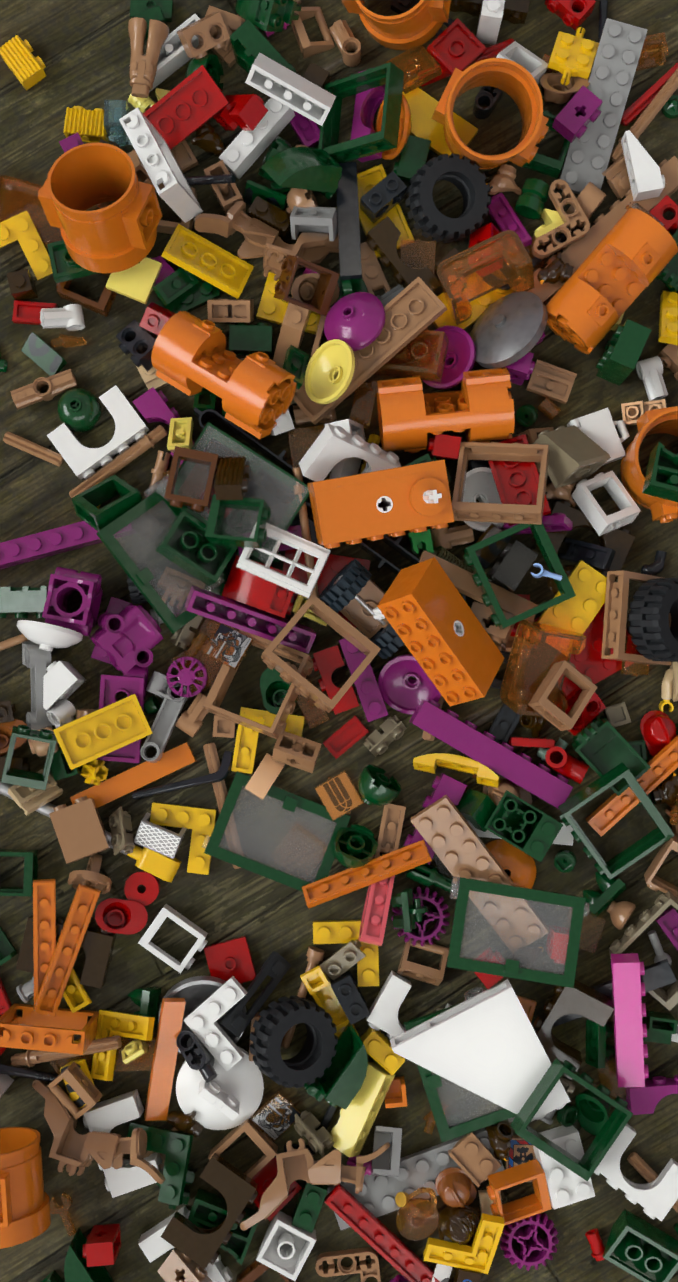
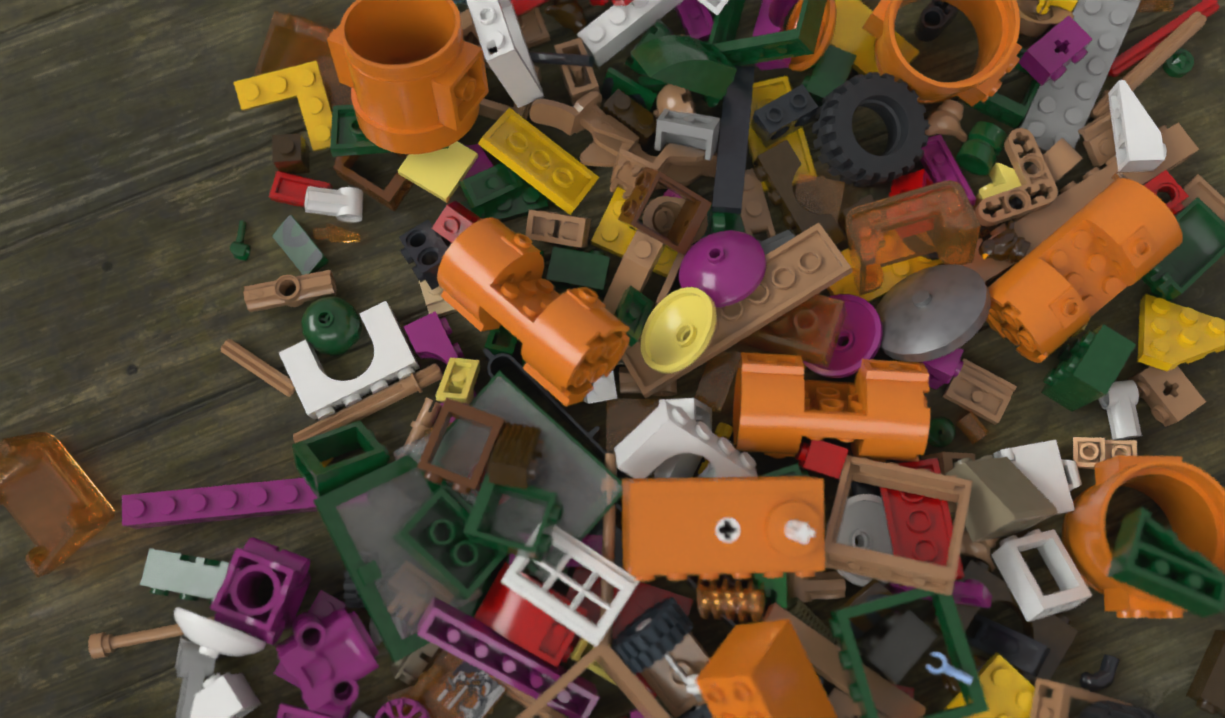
camera: 15 degrees right, 10 degrees down
(394, 553) = (730, 600): none -> clear orange piece

